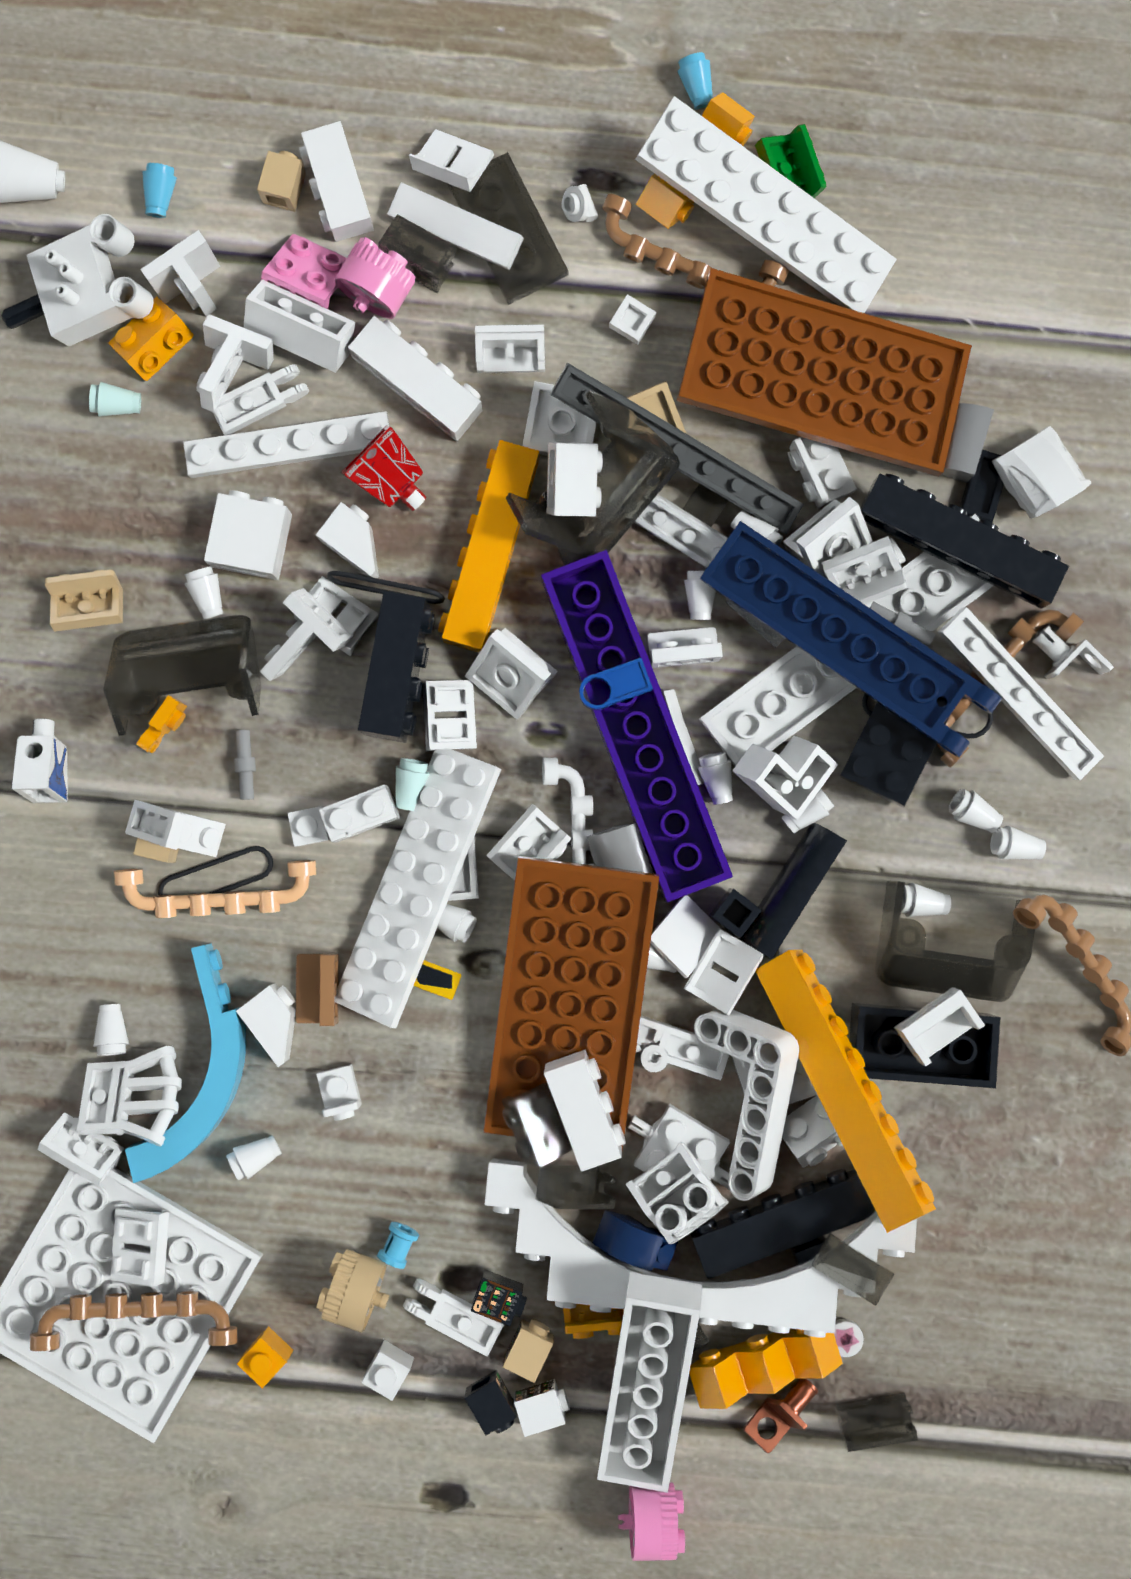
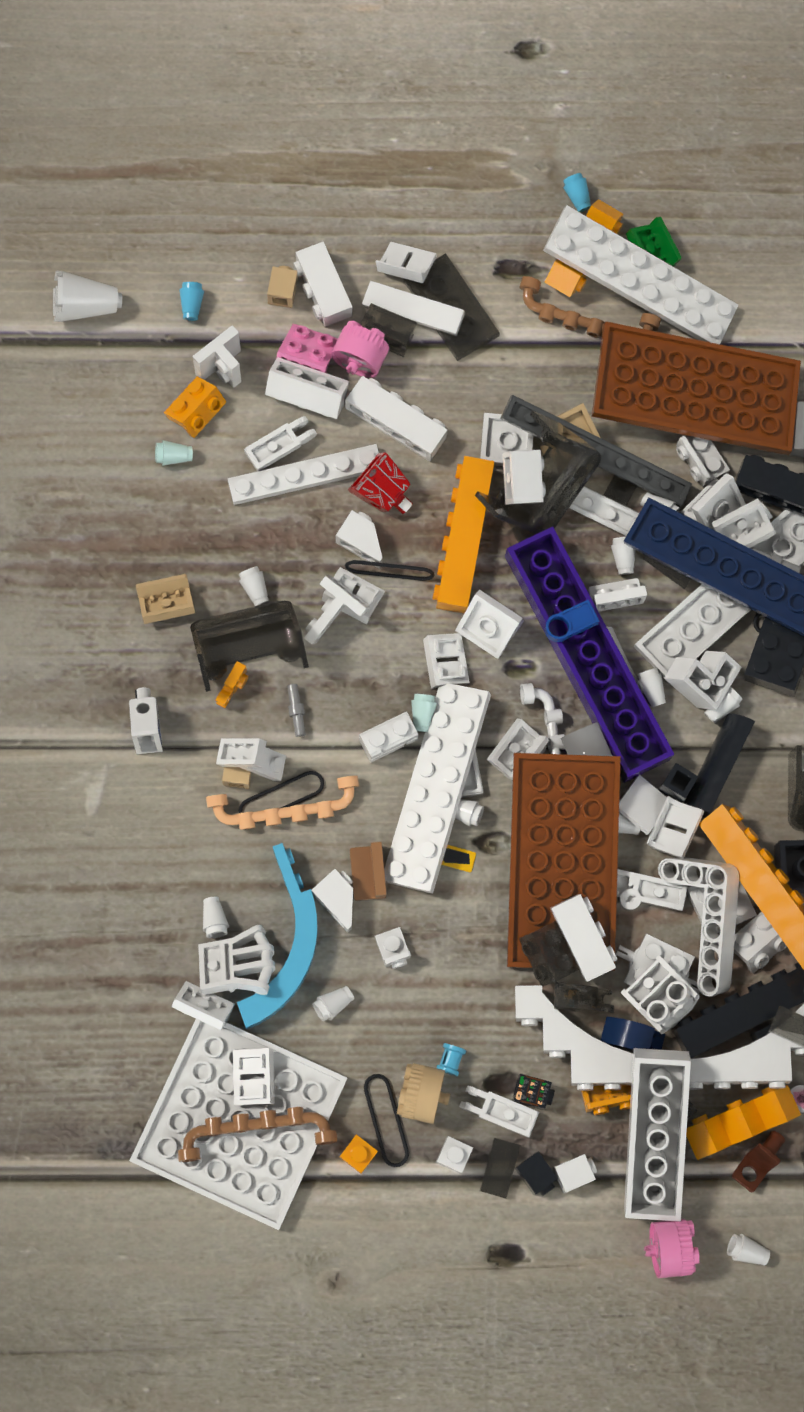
camera: 10 degrees left, 10 degrees down
(79, 285) = (141, 372): white piece -> none
(231, 347) = (258, 405): white bracket -> none
(248, 535) = (283, 541): white piece -> none
(294, 1314) = (375, 1121): none -> black piece
(307, 827) = (349, 752): white plate -> none
(395, 667) = (405, 625): black brick -> none
(446, 1388) = (500, 1168): none -> clear smoke tile
(510, 348) = (463, 391): white hinge -> none
(528, 1349) = (560, 1129): tan brick -> none
(578, 204) = (501, 286): white plate -> none
(632, 319) = (550, 363): white plate -> none
(752, 1527) = (746, 1250): none -> white cone

